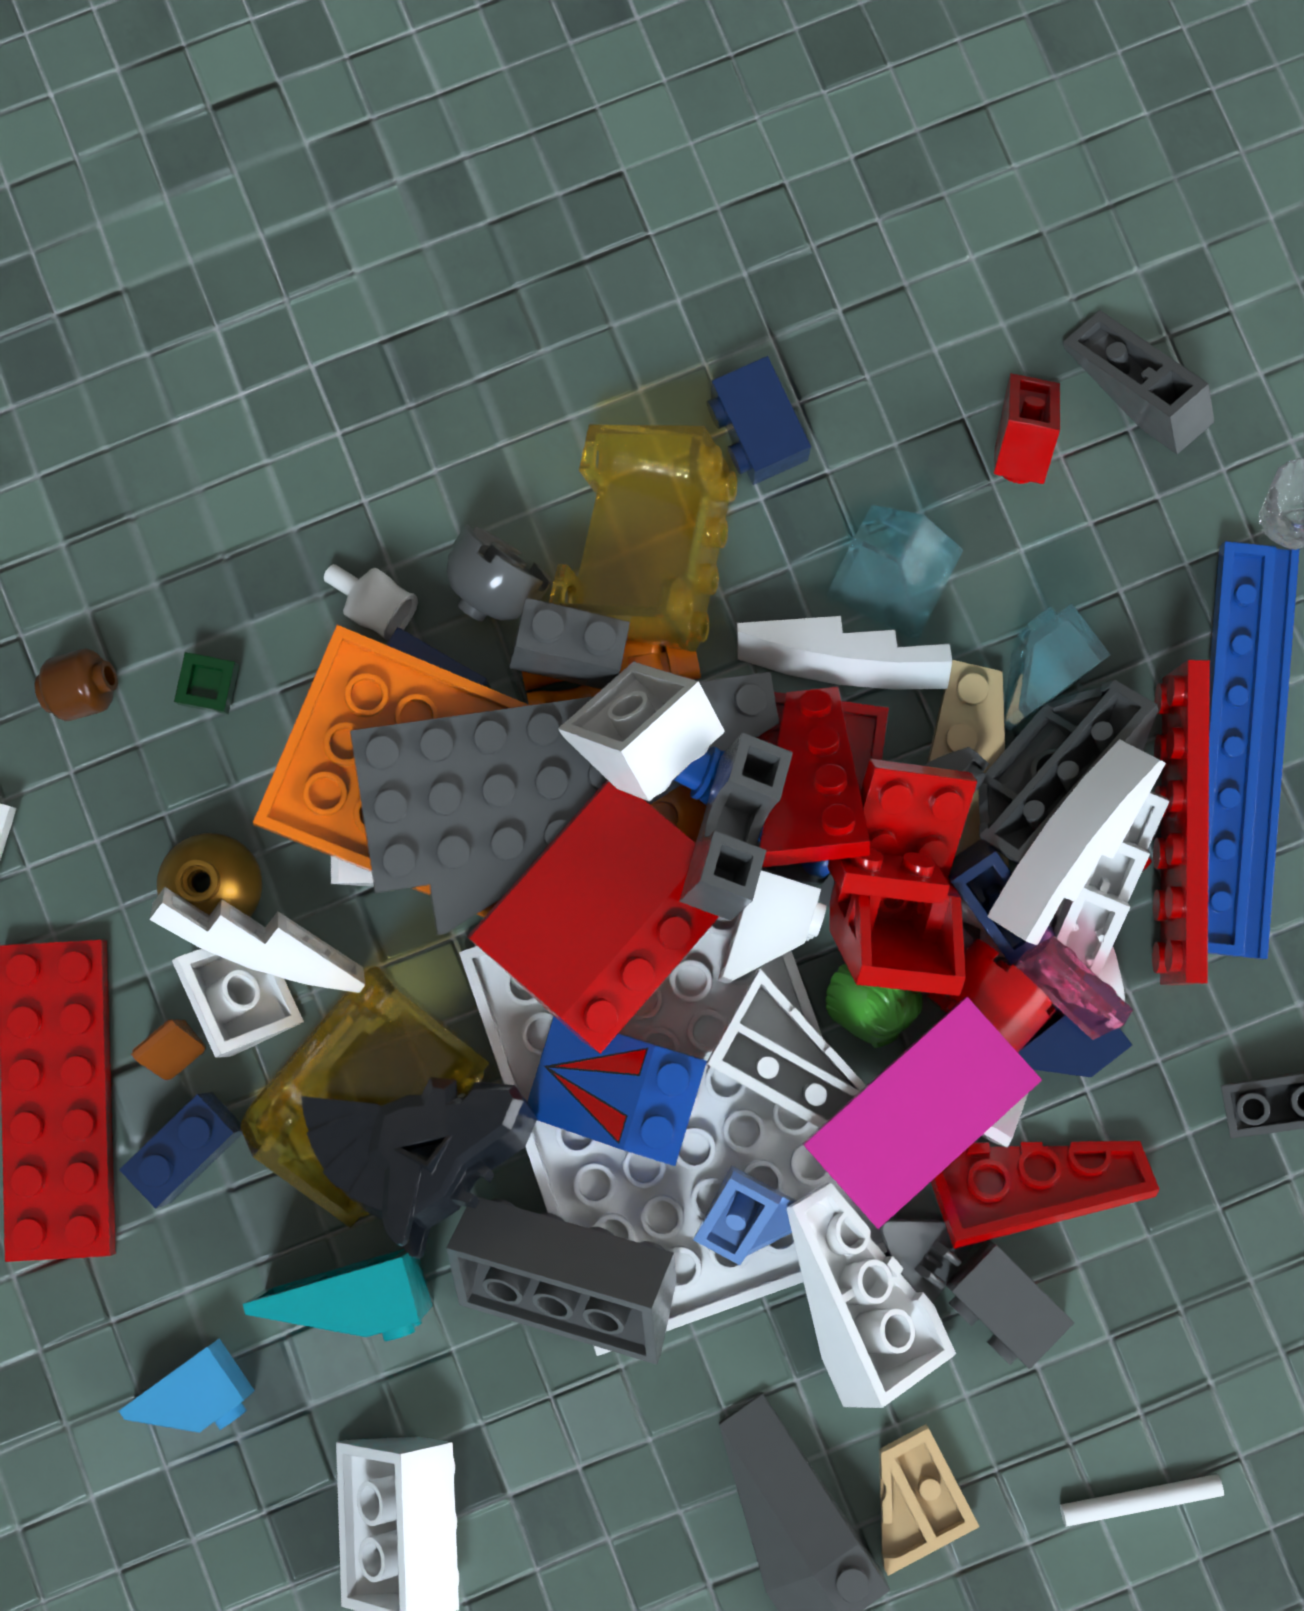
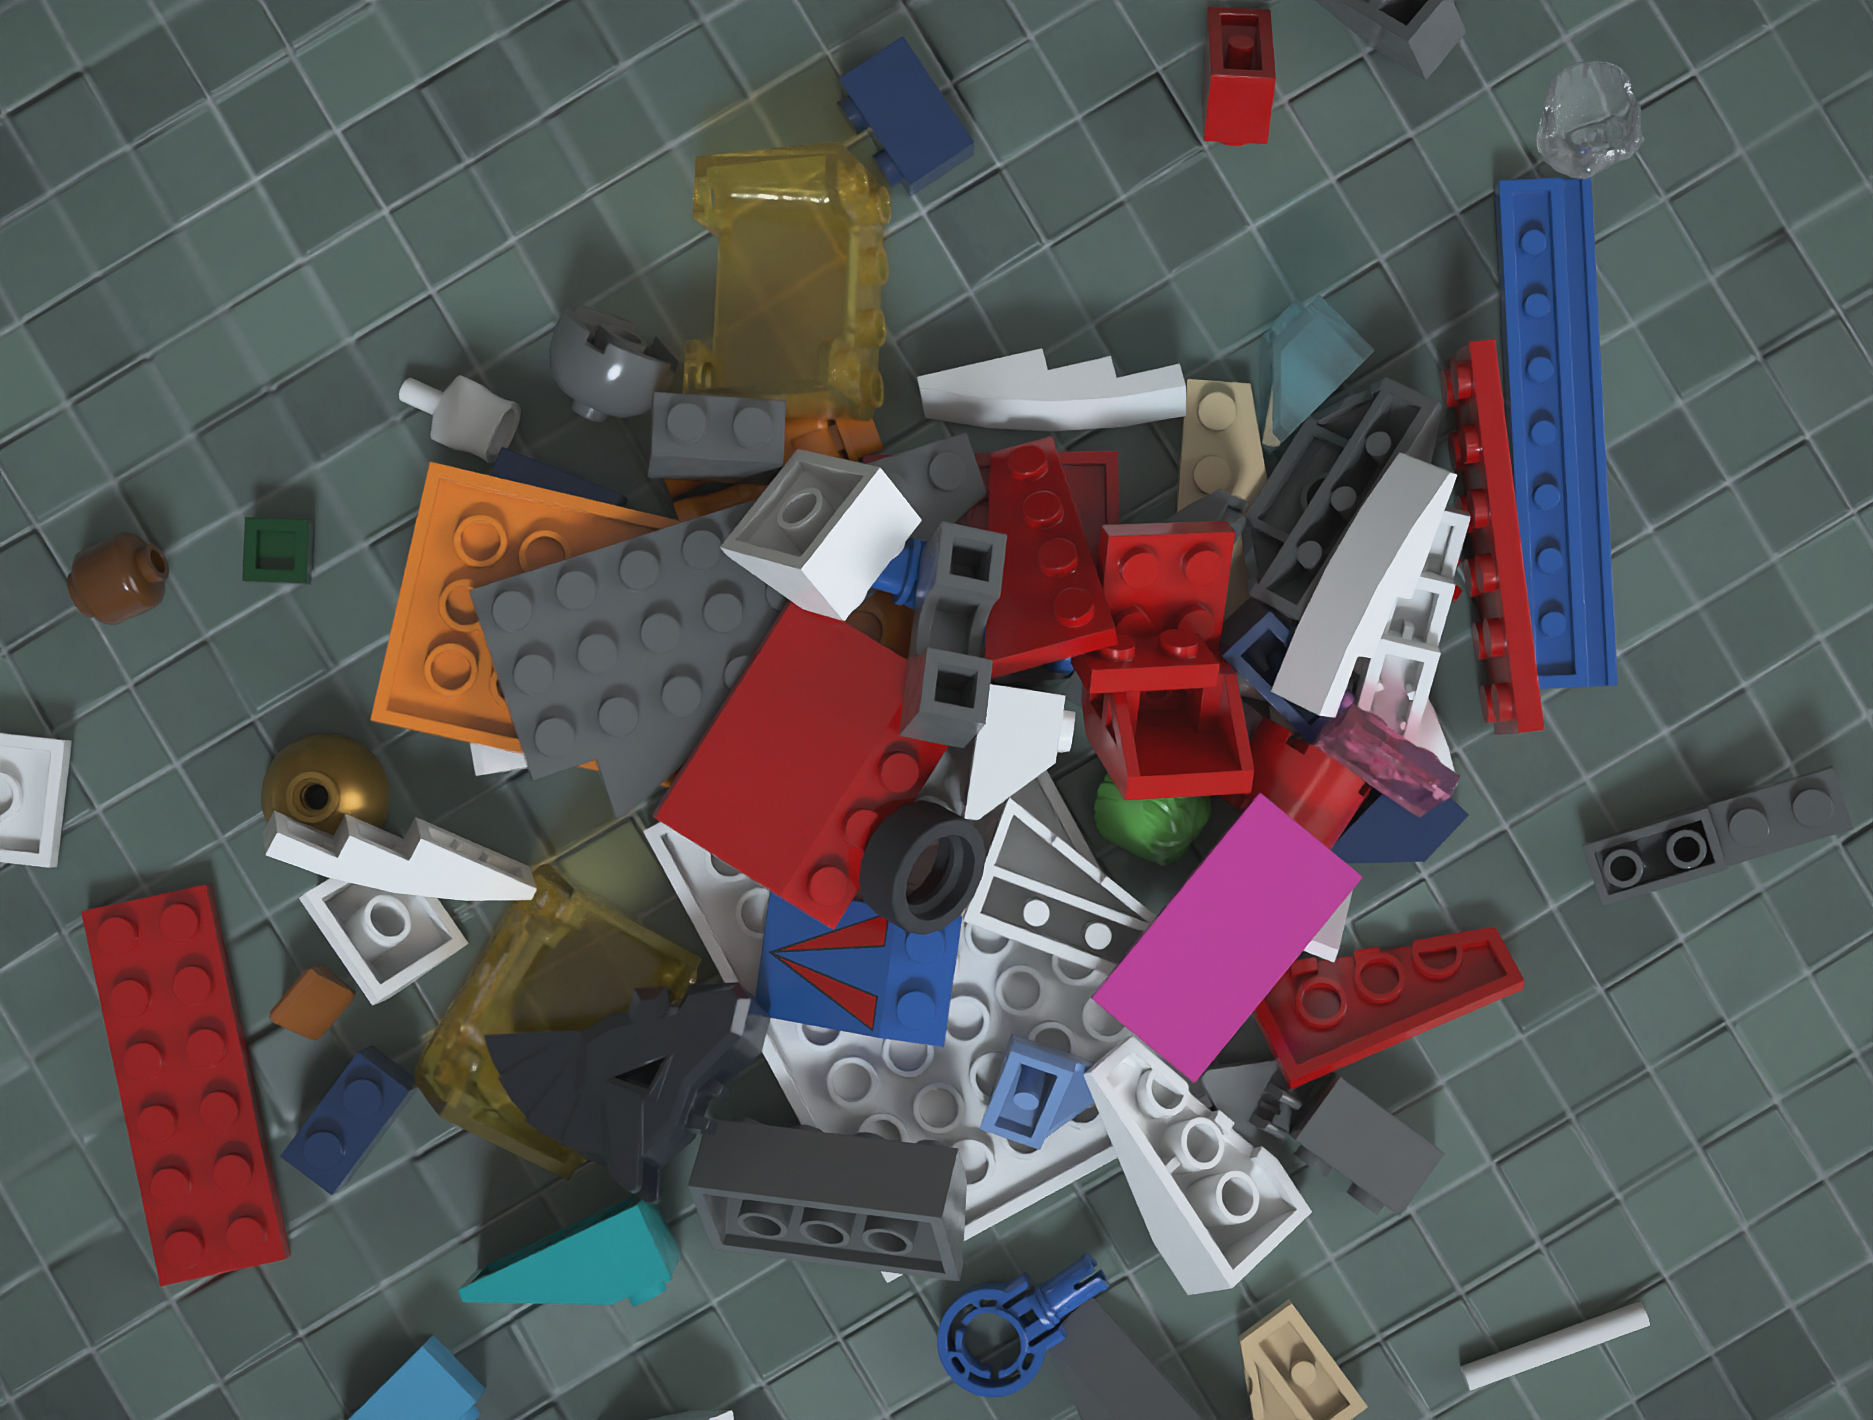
camera: 15 degrees left, 5 degrees up
(657, 1001) = (893, 854): none -> black tyre
(728, 1393) = (1047, 1299): none -> blue pin
(896, 569) = (1101, 277): clear light blue slope -> none

